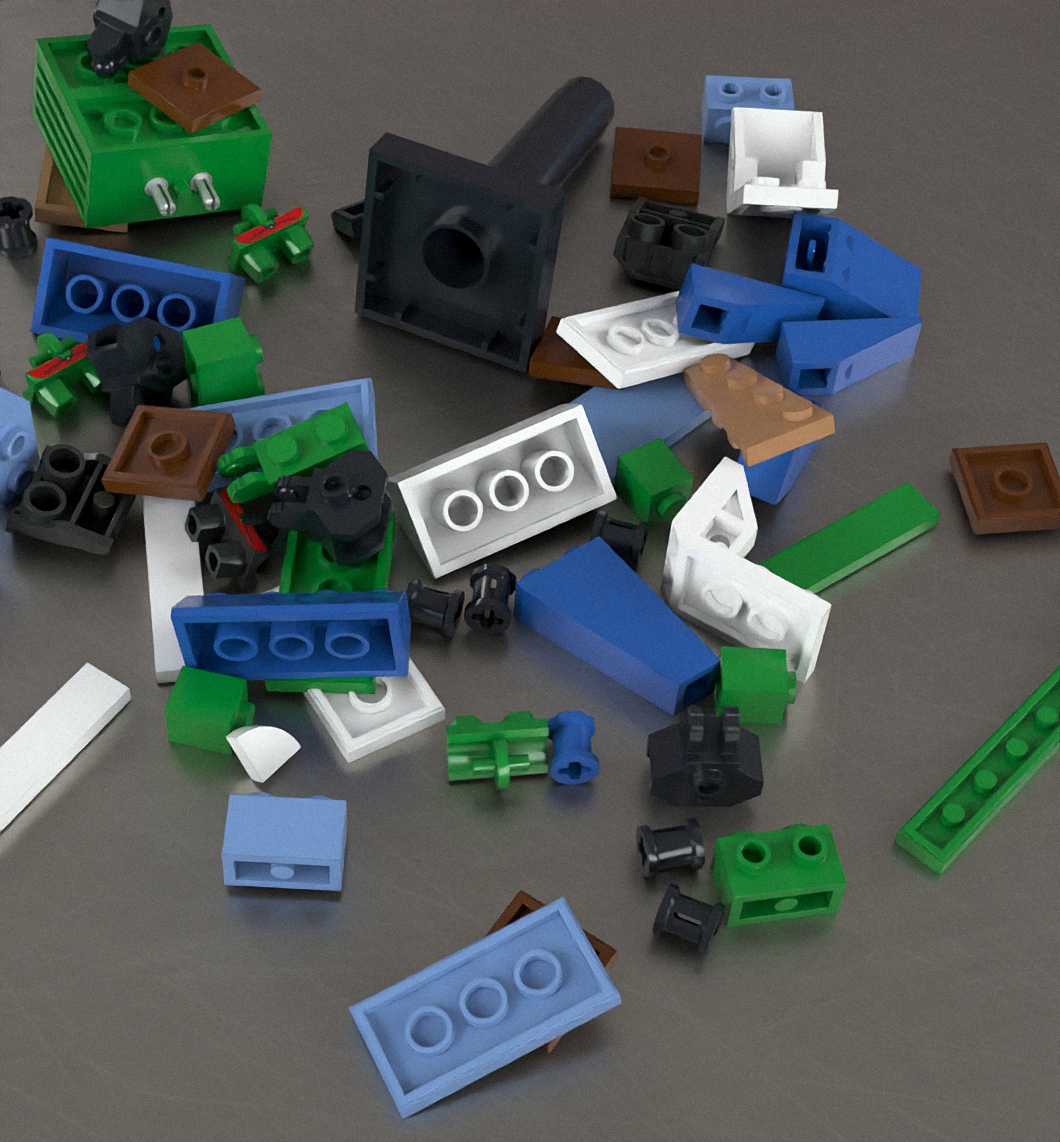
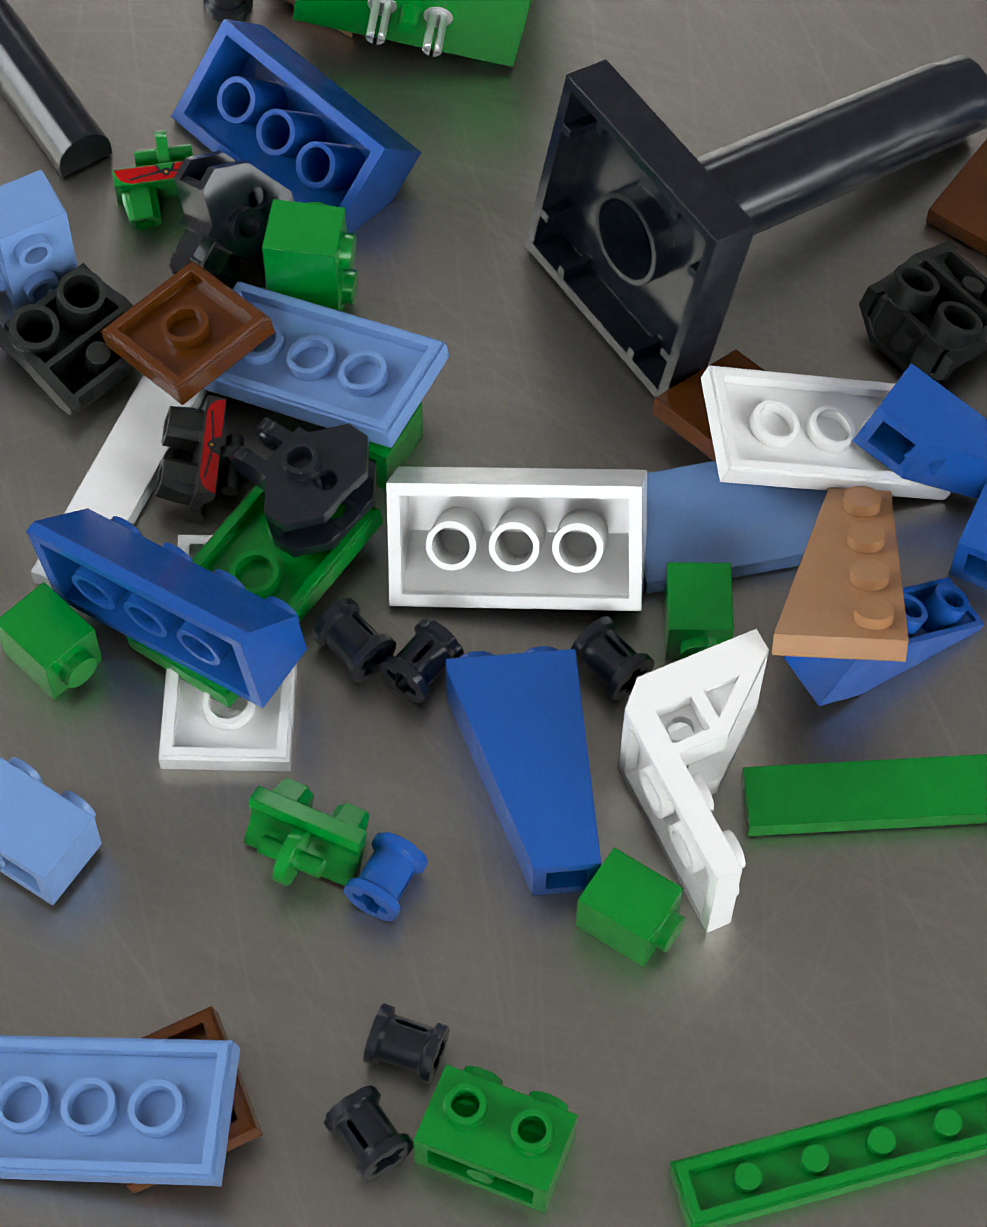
camera: 35 degrees right, 10 degrees up
(262, 749) = (76, 711): white tile -> none
(266, 233) = (481, 107): green hips -> none
(291, 452) = (304, 396): green hinge -> none
(705, 760) = (507, 968): black hinge -> none

